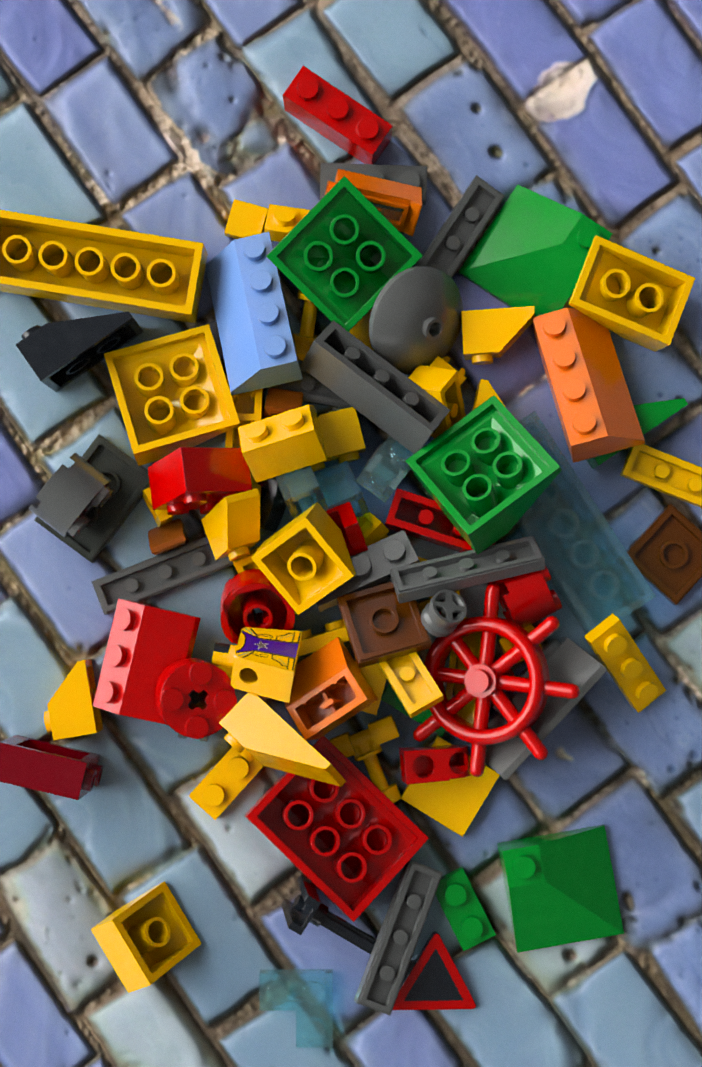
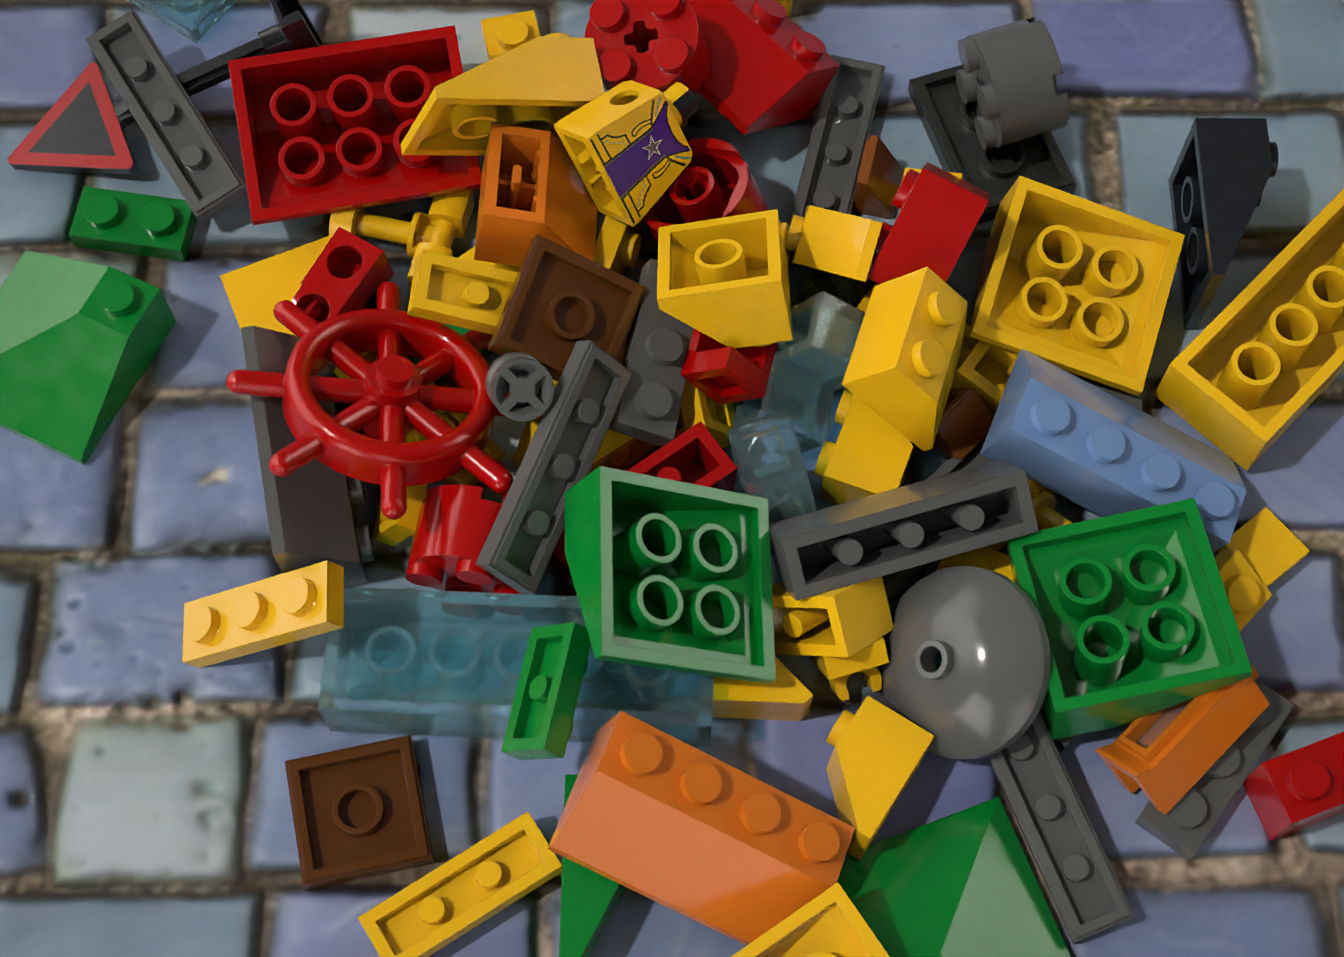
camera: 130 degrees right, 20 degrees down
(579, 491) = (547, 692): none -> green plate

